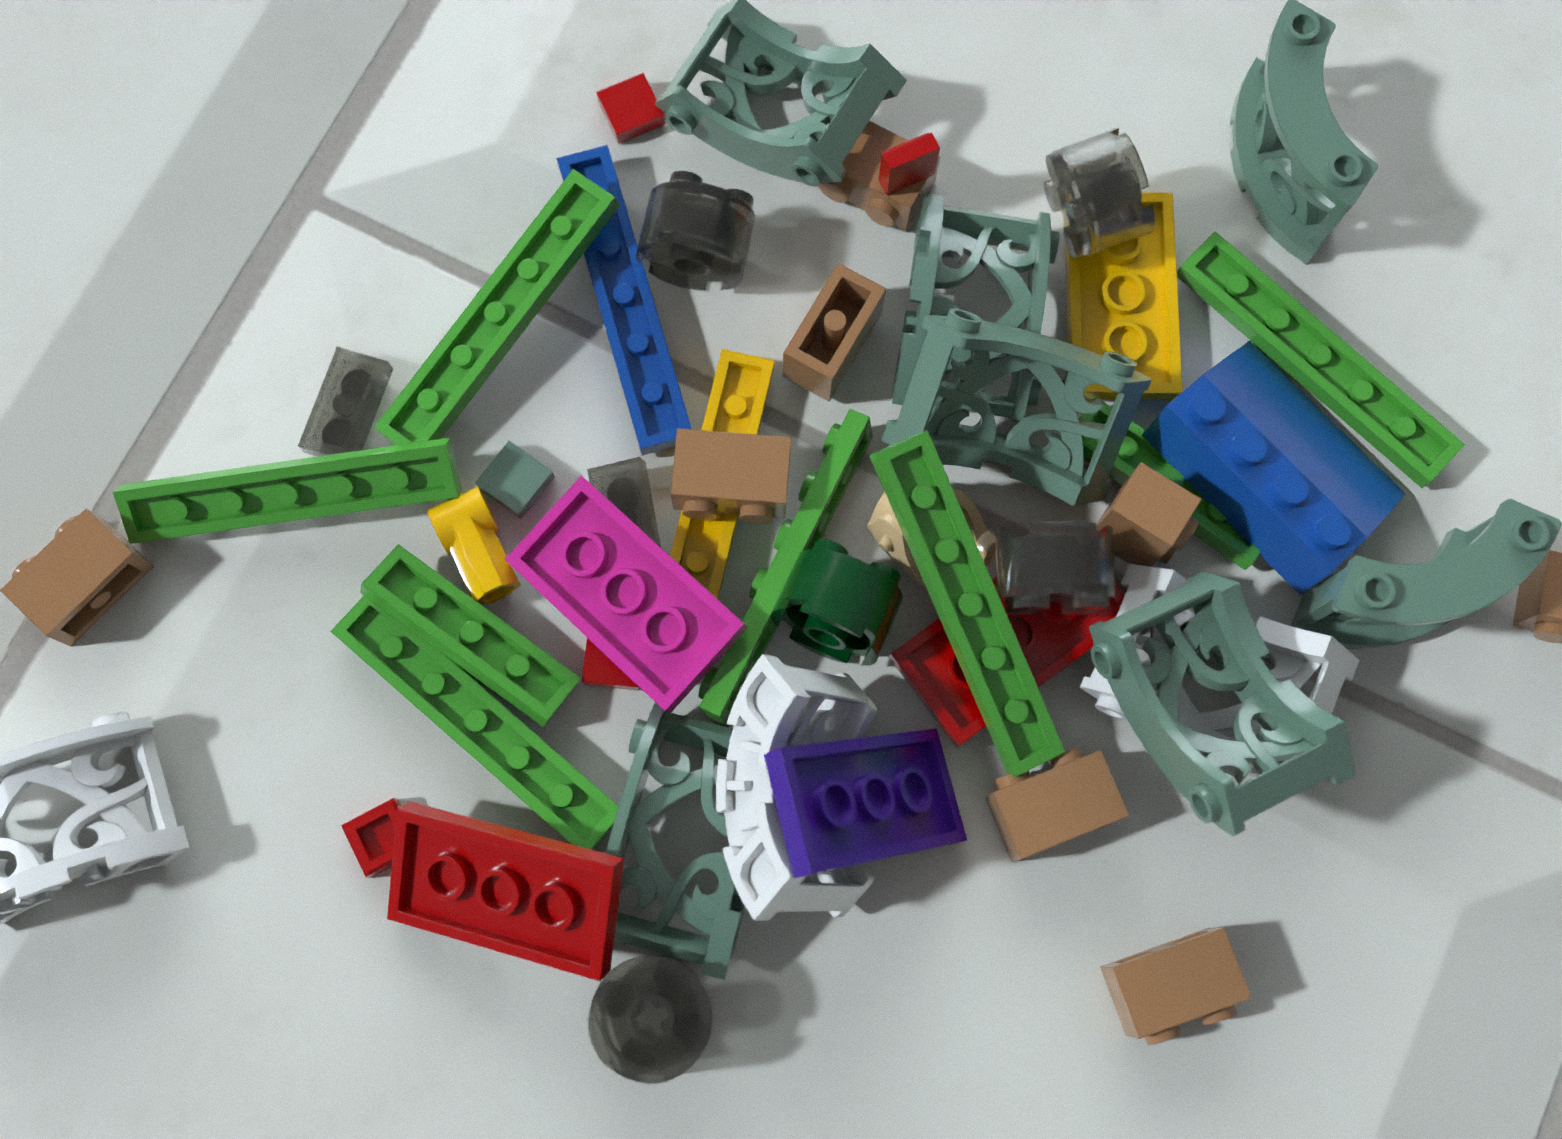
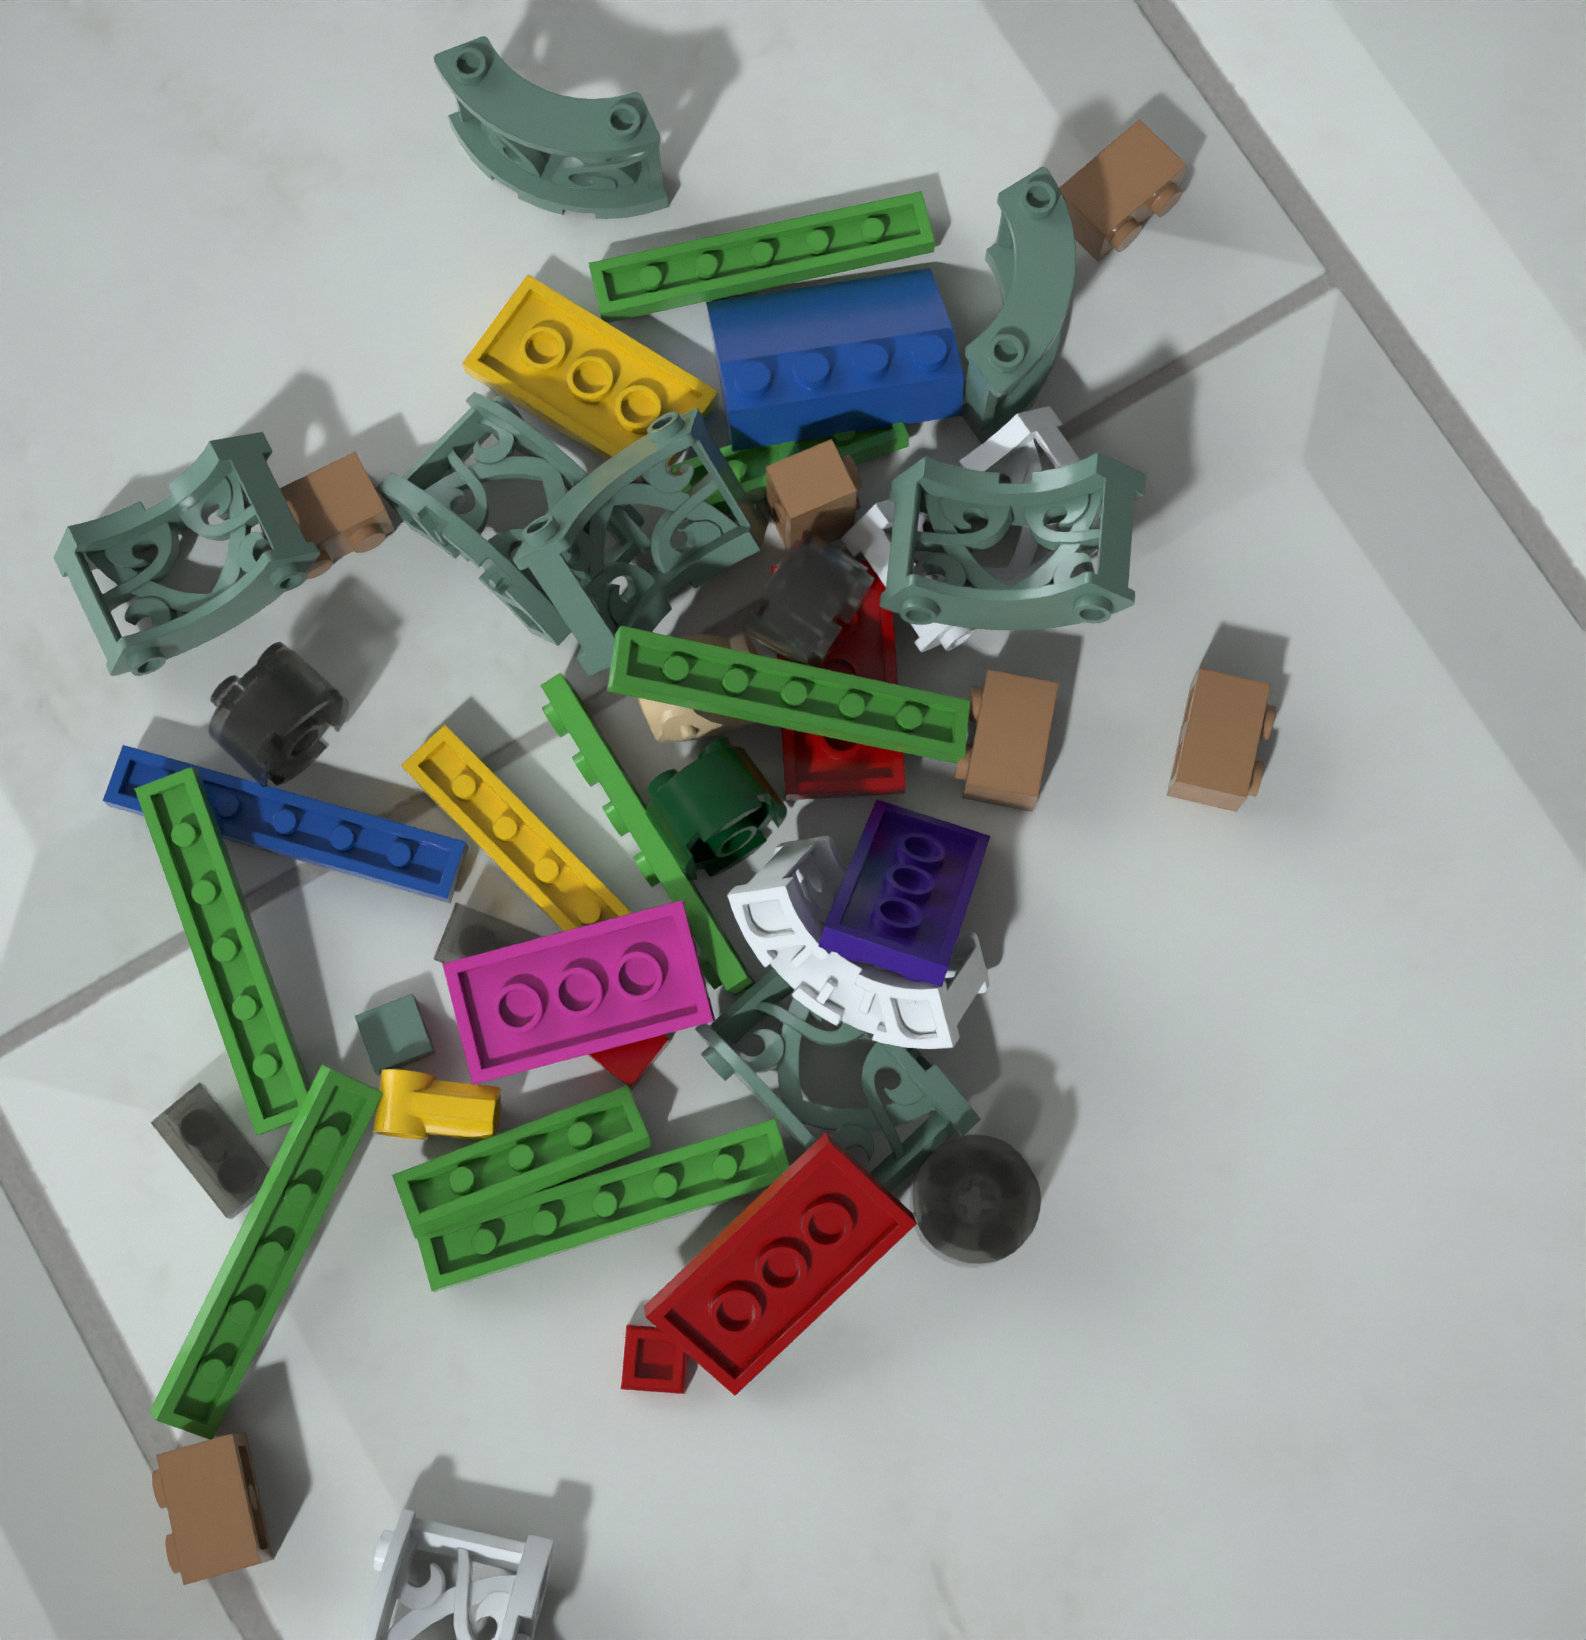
camera: 55 degrees left, 0 degrees up
(630, 108) = (95, 701): red tile -> none
(730, 475) = (533, 828): medium nougat brick -> none
(833, 332) = (456, 654): medium nougat brick -> none
(908, 163) = (347, 482): red tile -> none
(1099, 193) = (492, 337): clear smoke brick -> none

